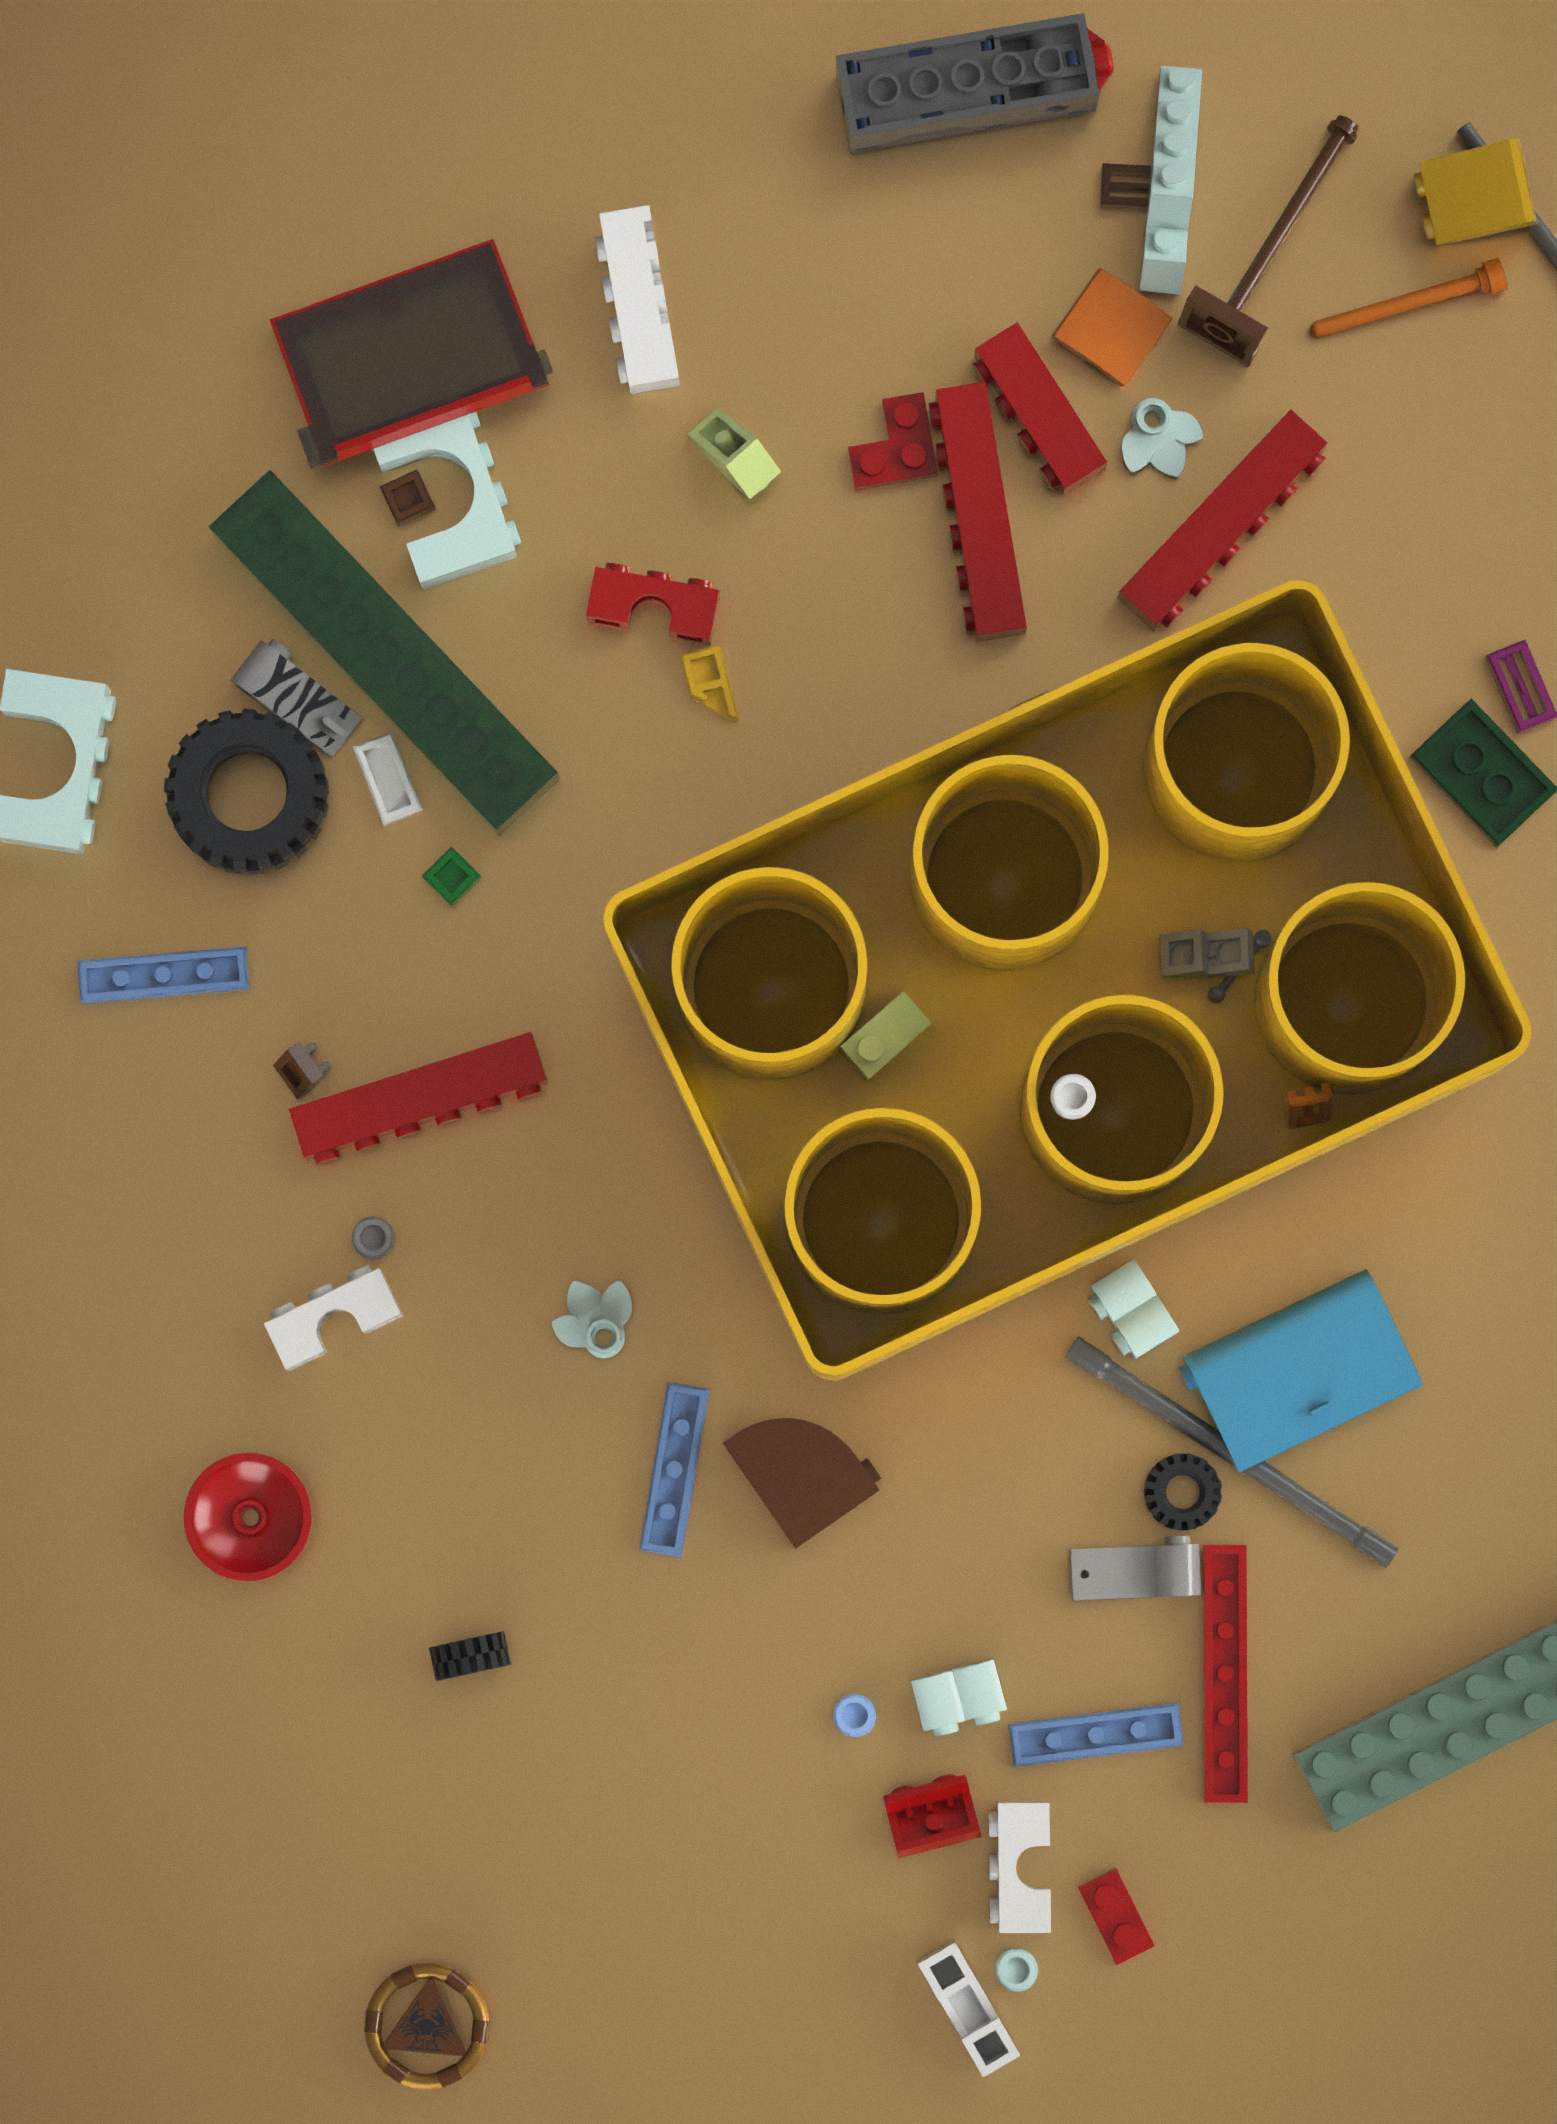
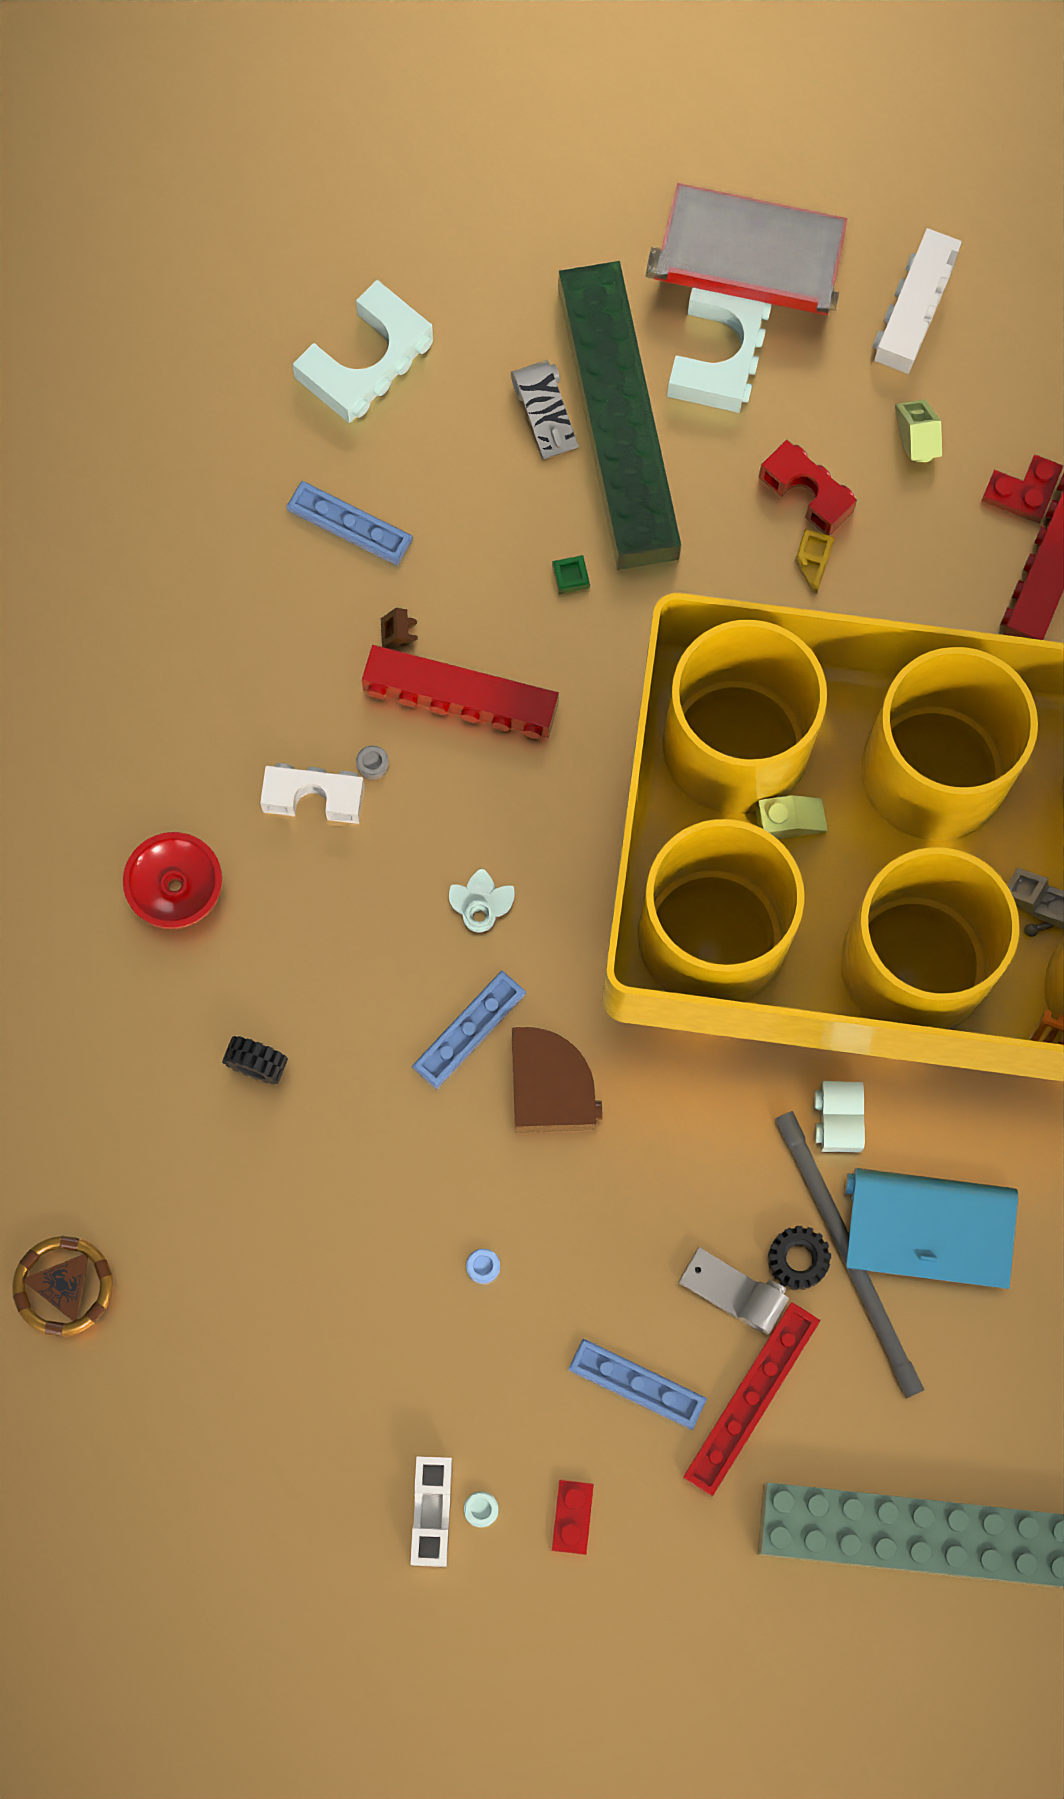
camera: 25 degrees right, 10 degrees down
(210, 748) = (476, 403): black tyre -> none
(387, 778) = (570, 492): white tile -> none
(407, 497) = (693, 336): reddish brown tile -> none
(931, 1815) = (491, 1364): red bracket -> none
(959, 1696) = (561, 1297): light aqua brick -> none
(1017, 1829) = (543, 1412): white arch -> none
(1073, 1096) = (902, 902): white tile -> none

